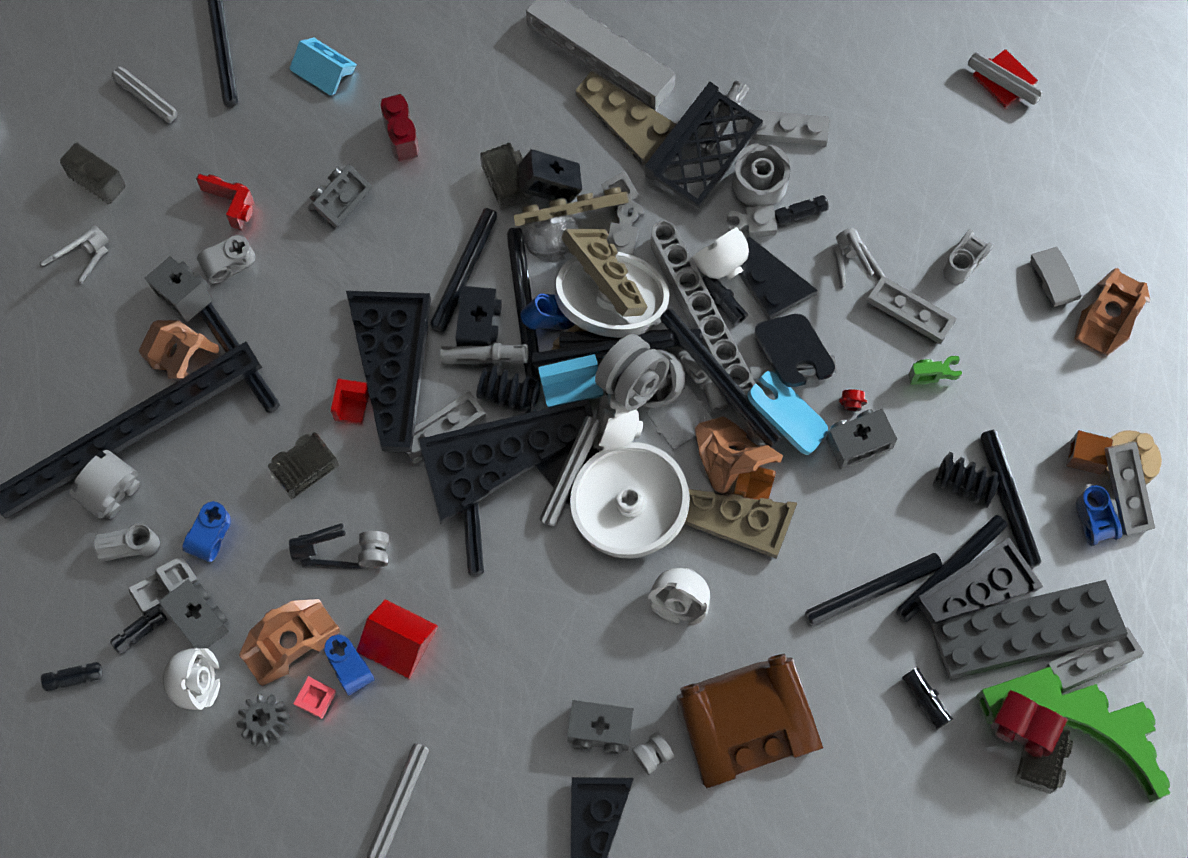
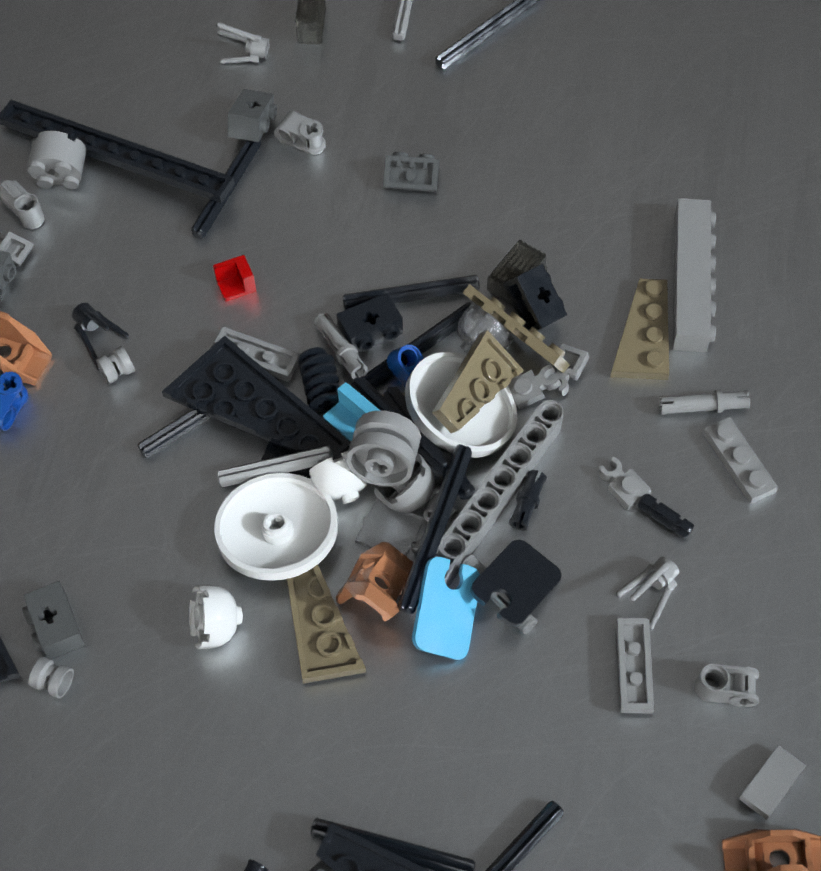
camera: 60 degrees right, 10 degrees down
(160, 340) = (205, 133): nougat piece -> none
(206, 535) = (60, 248): blue piece -> none
(242, 201) = (353, 115): red bracket -> none
(302, 464) = (158, 277): clear smoke brick -> none
(321, 65) = (518, 98): medium azure panel -> none
(392, 349) = (292, 282): black wing -> none
(395, 638) = (50, 424): red slope -> none
(399, 127) = (501, 176): dark red brick -> none
(684, 131) = (666, 376): black fence -> none
(723, 256) = (562, 469): white cylinder -> none
(747, 719) = (123, 737): reddish brown piece -> none
(755, 484) = (361, 622): dark orange panel -> none
(761, 175) = (668, 459): light grey brick -> none
(773, 282) = (576, 527): black wing -> none
(851, 449) = (475, 704): dark grey brick -> none
(853, 399) = (504, 663): red plate -> none
(873, 589) = (326, 786): black axle -> none
(931, 372) = (581, 715): bright green plate -> none
(967, 479) = (488, 811): black piece -> none

